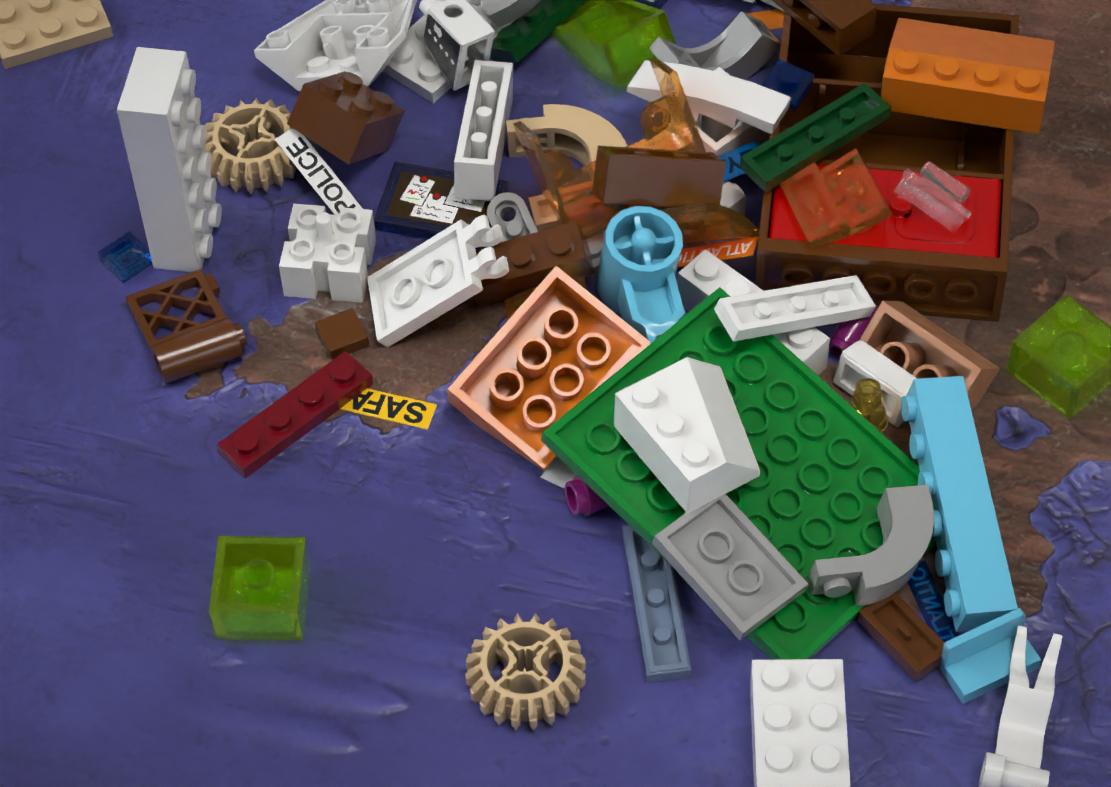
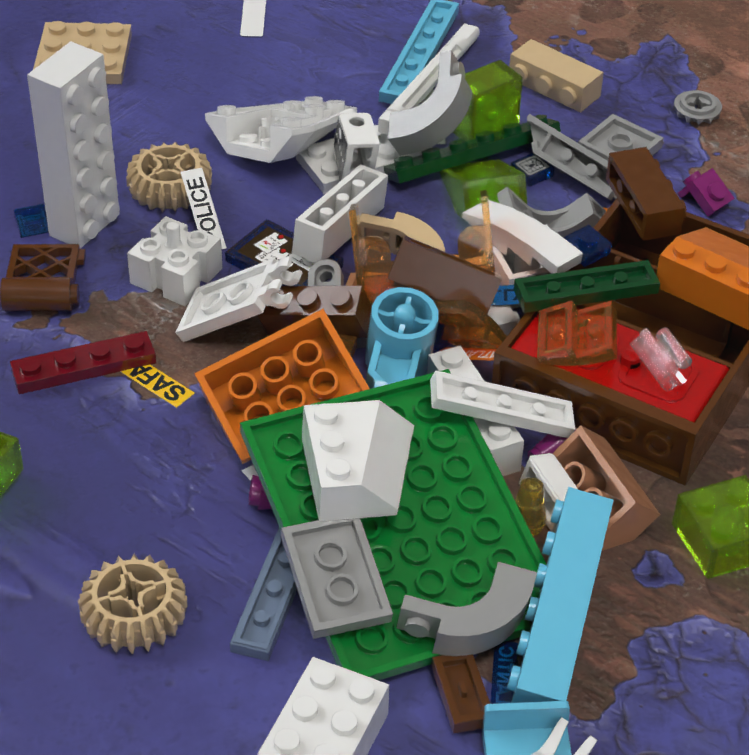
camera: 20 degrees right, 10 degrees down
(342, 333) = (154, 319): reddish brown tile -> none
(346, 117) = (242, 173): reddish brown brick -> none

